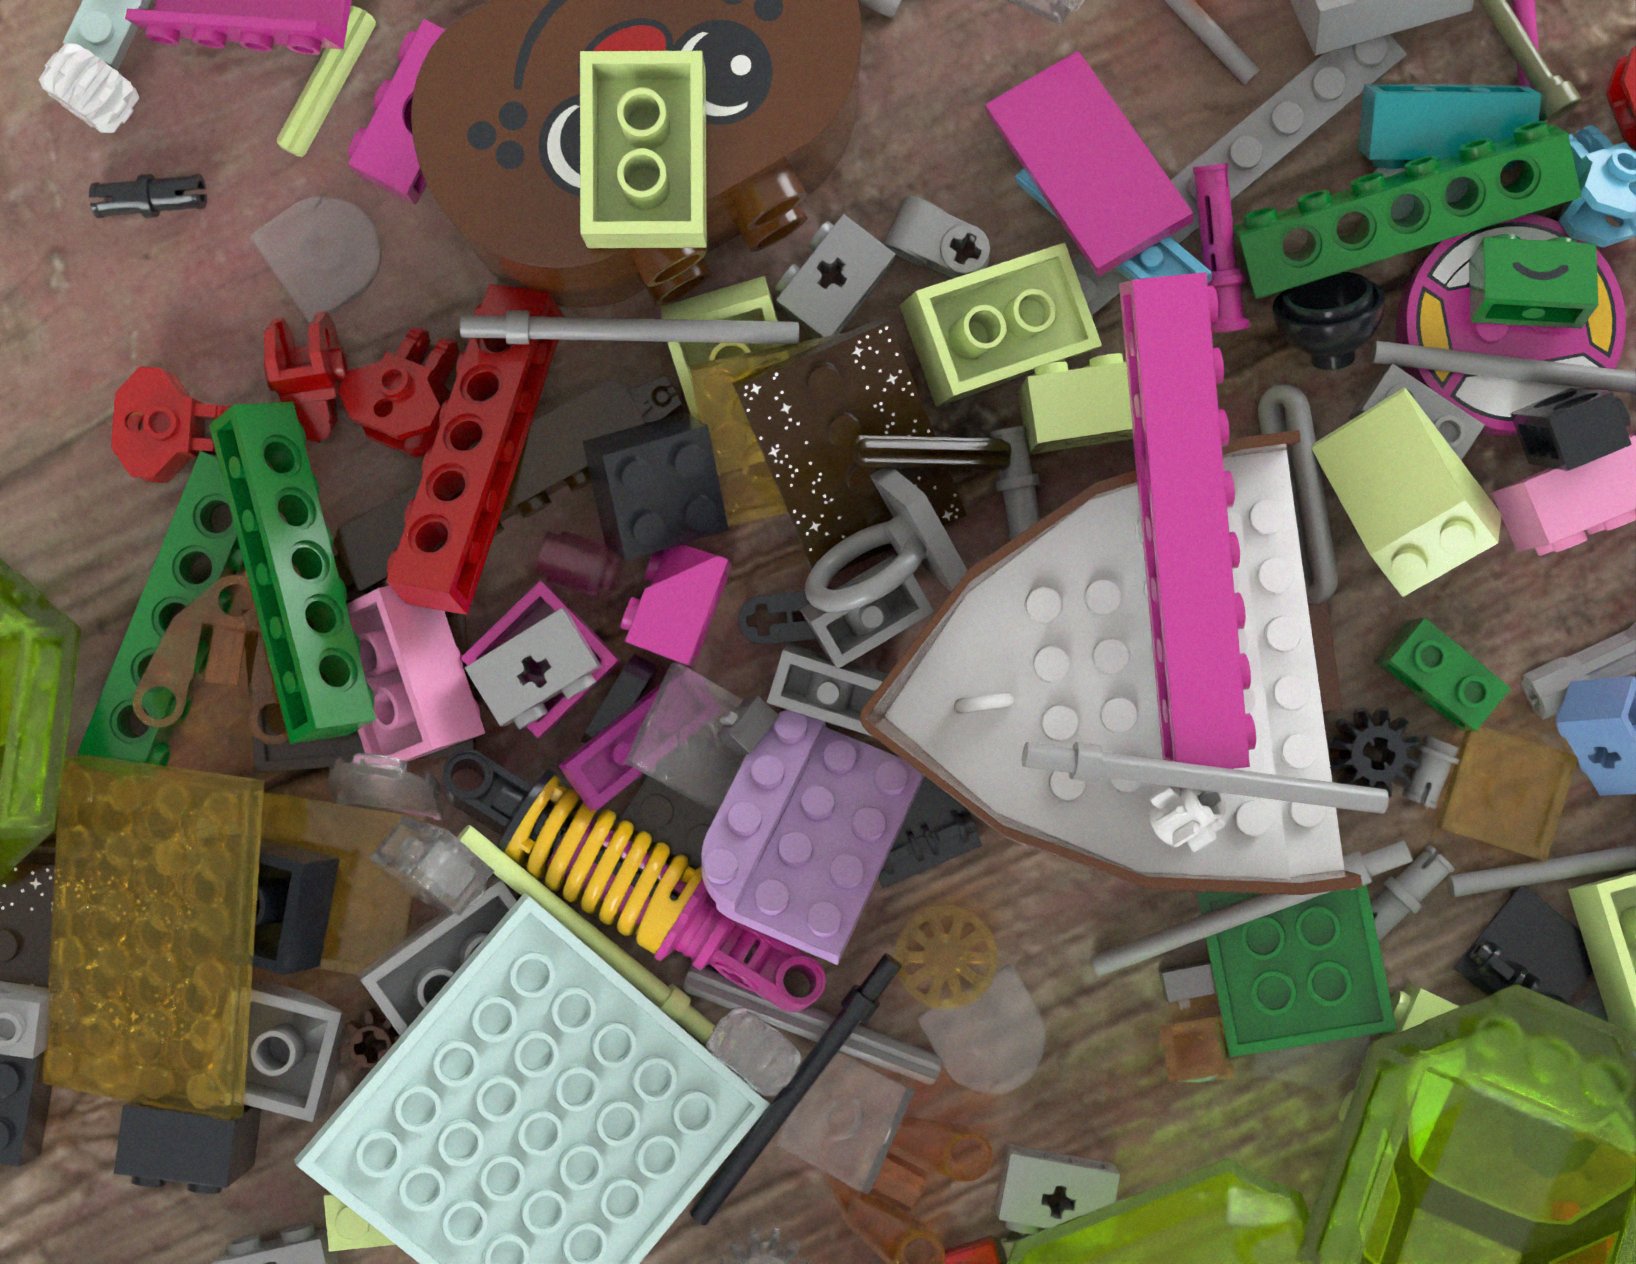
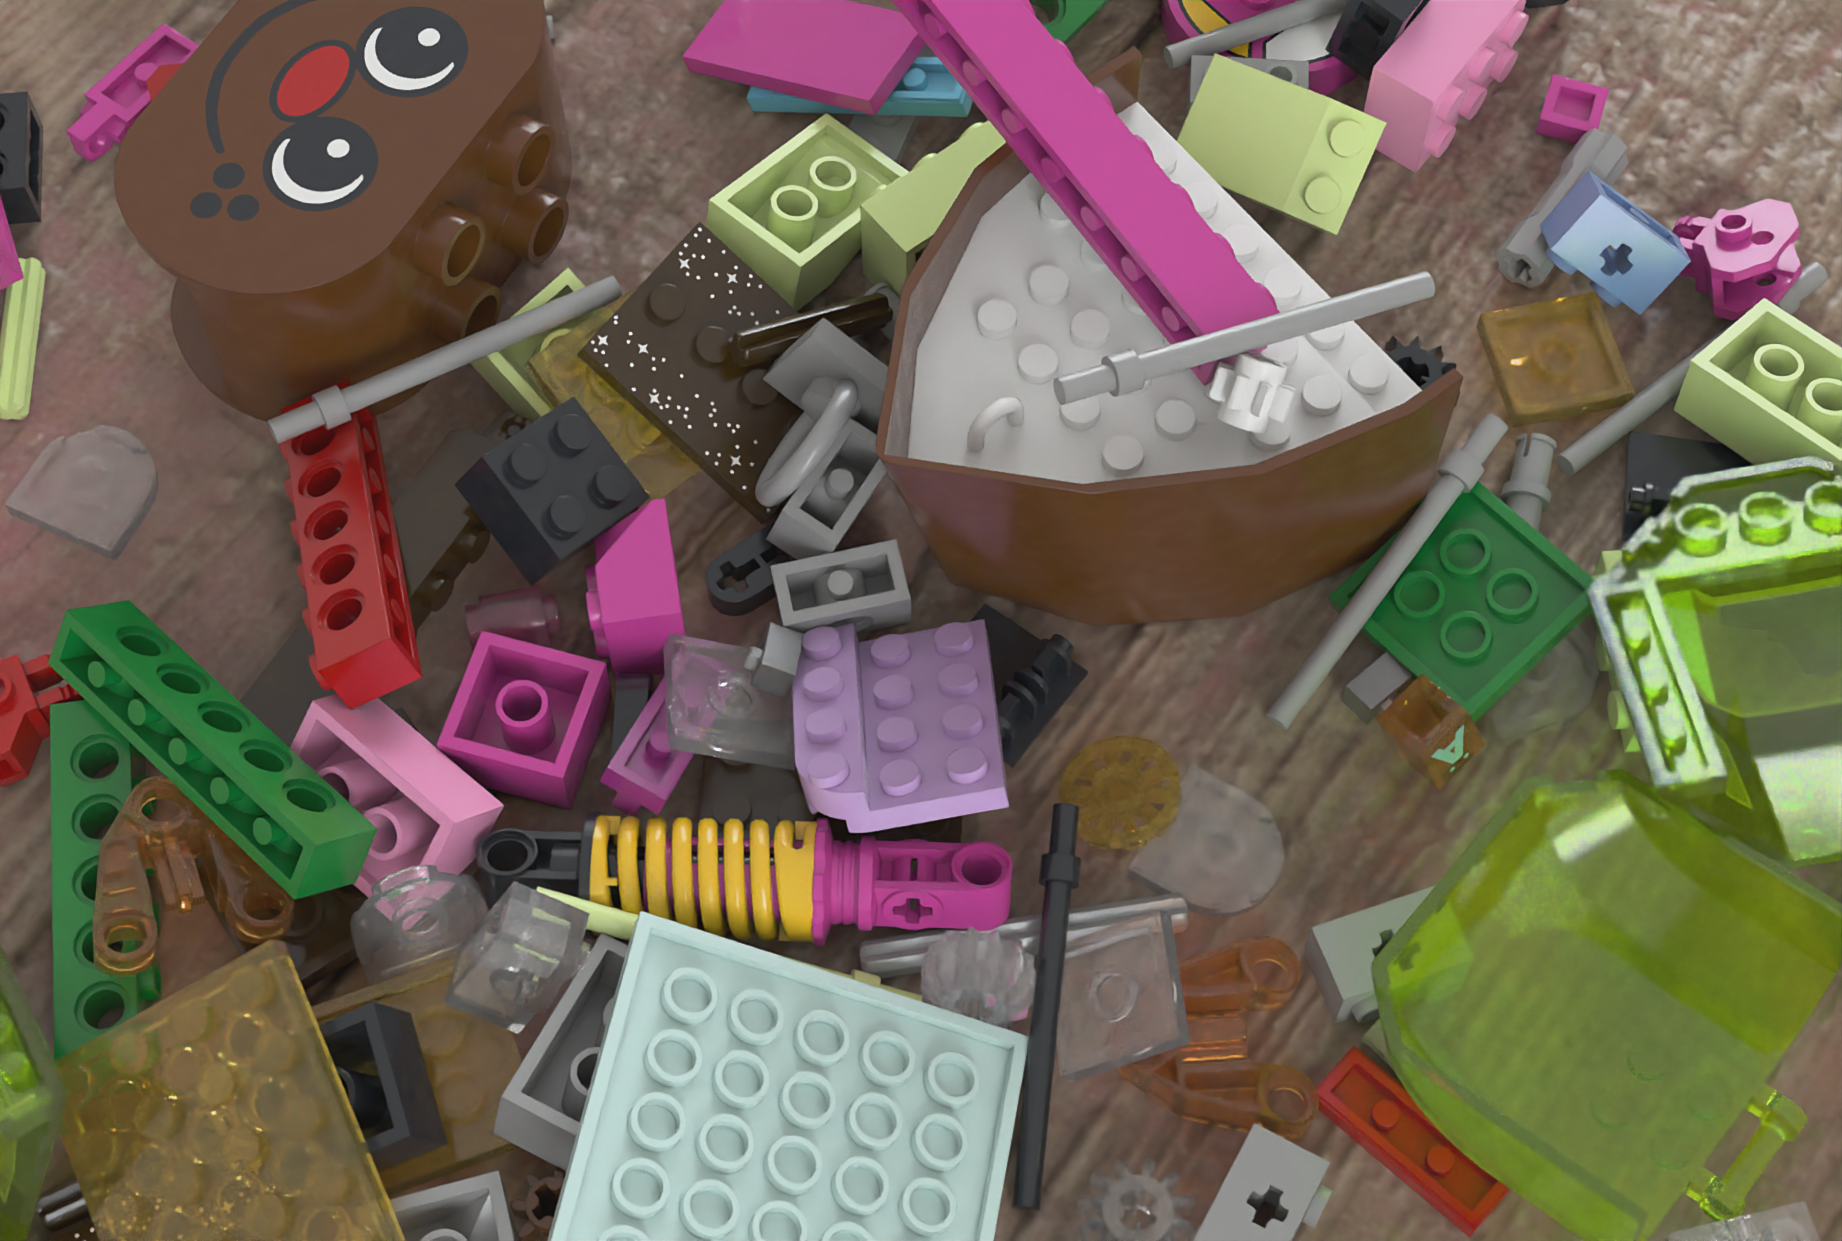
camera: 30 degrees left, 25 degrees down
(307, 373) = (134, 575): red hinge -> none
(386, 148) = (118, 358): dark pink arch -> none
(399, 397) = (242, 554): red hinge -> none
(502, 670) = (522, 666): light grey brick -> none
(643, 149) = (375, 120): yellowish green brick -> none
(863, 266) = (626, 237): light grey brick -> none
(929, 234) = (696, 171): light grey piece -> none
(1330, 317) = (1115, 36): black piece -> none
(1430, 777) = (1477, 386): light grey pin -> none
(1442, 674) = (1458, 279): green brick -> none

